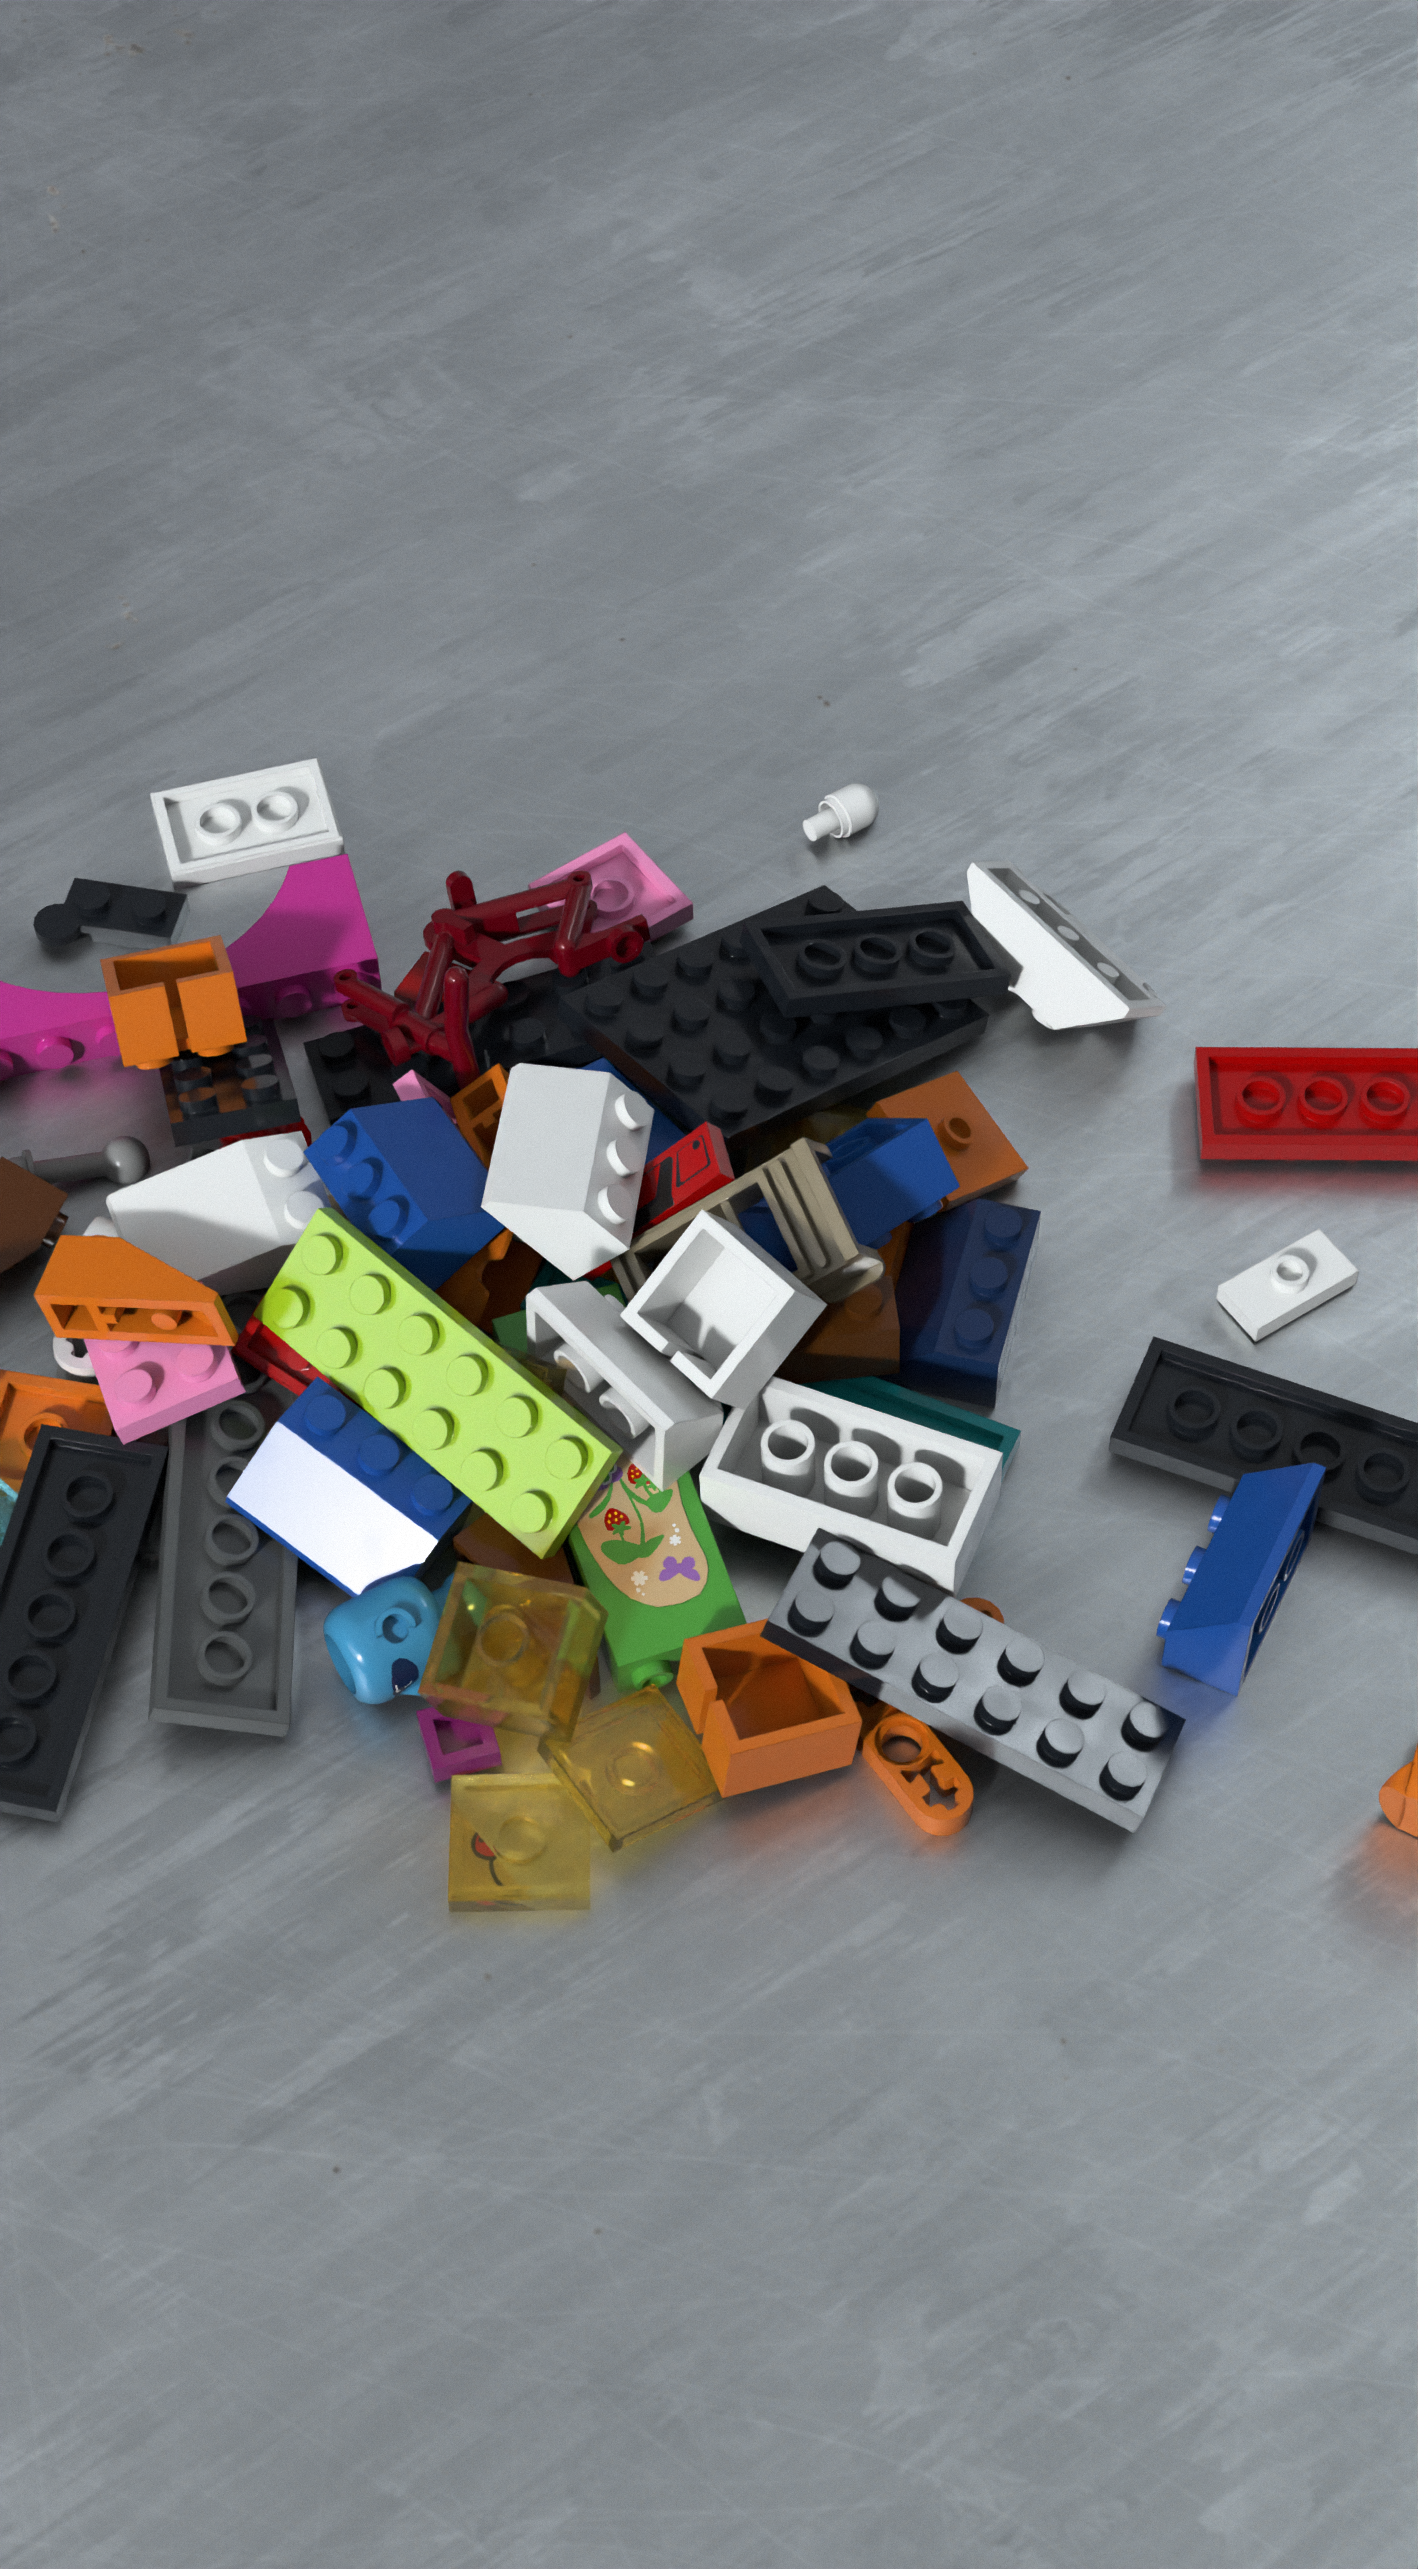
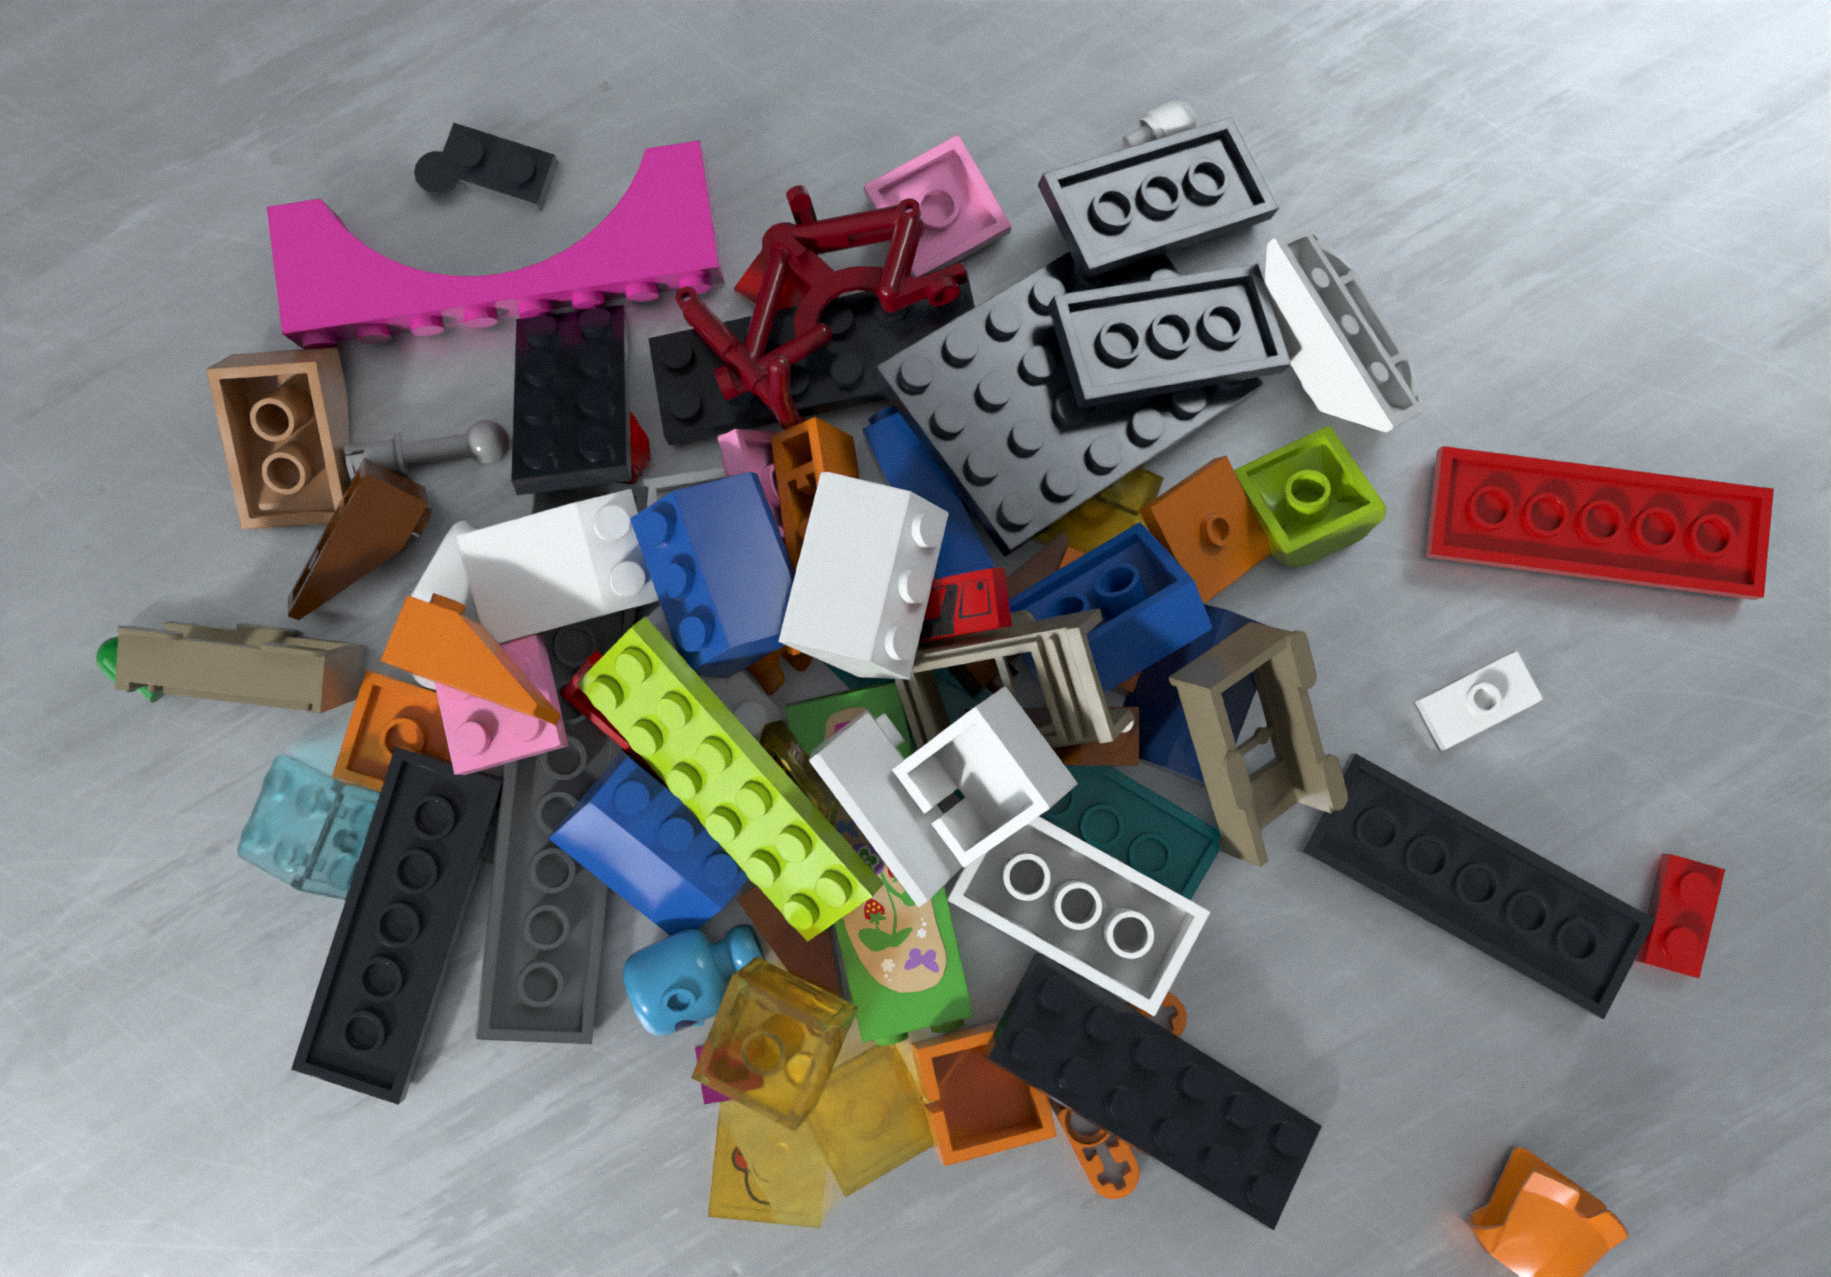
camera: 10 degrees right, 30 degrees up
(173, 1002) = (523, 320): orange piece -> none
(247, 823) = (614, 70): white tile -> none
(845, 857) = (1157, 197): none -> plate
(1062, 1111) = (1311, 498): none -> lime slope
(1097, 1351) = (1299, 771): none -> dark tan piece
(1241, 1575) = (1395, 1009): blue slope -> none

